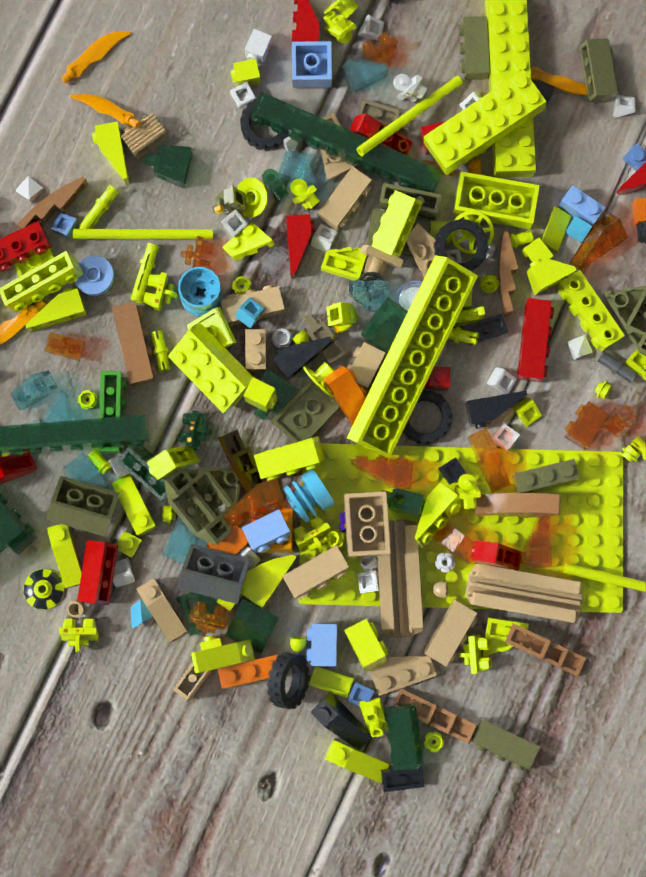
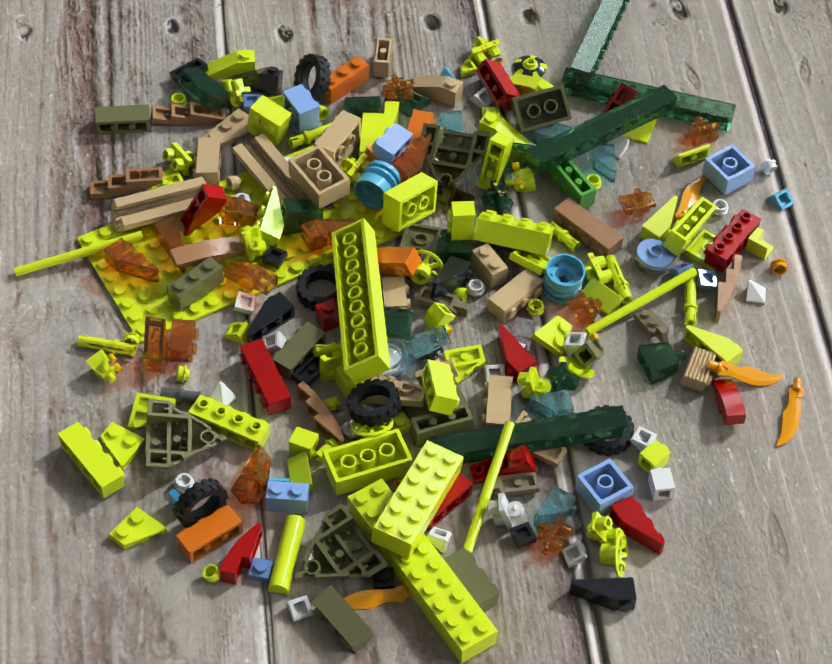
camera: 150 degrees right, 30 degrees down
(34, 389) = (636, 167): clear light blue slope -> none
(79, 248) = (676, 270): none -> medium blue plate
(109, 623) = (468, 68): none -> neon yellow tile
(142, 88) = (729, 401): none -> red slope
(152, 201) = (652, 325): none -> dark tan hinge
(158, 439) = (522, 179): none -> neon yellow piece
(173, 262) = (609, 299): none -> neon yellow slope
(211, 642) = (382, 81): neon yellow plate -> none
(213, 573) = (414, 109): dark grey slope -> none
(222, 656) = (370, 70): neon yellow slope -> none
(249, 312) = (513, 281): medium azure slope -> none
(322, 615) = (307, 136): none -> neon yellow pin
(404, 65) = (523, 535): none -> black plate
(487, 355) = (298, 349): none -> olive brick
(547, 274) = (282, 421): neon yellow slope -> none
(568, 125) = (339, 550): none -> olive wedge
(595, 546) = (128, 261): none -> clear orange slope
(609, 157) = (287, 554): none -> neon yellow brick

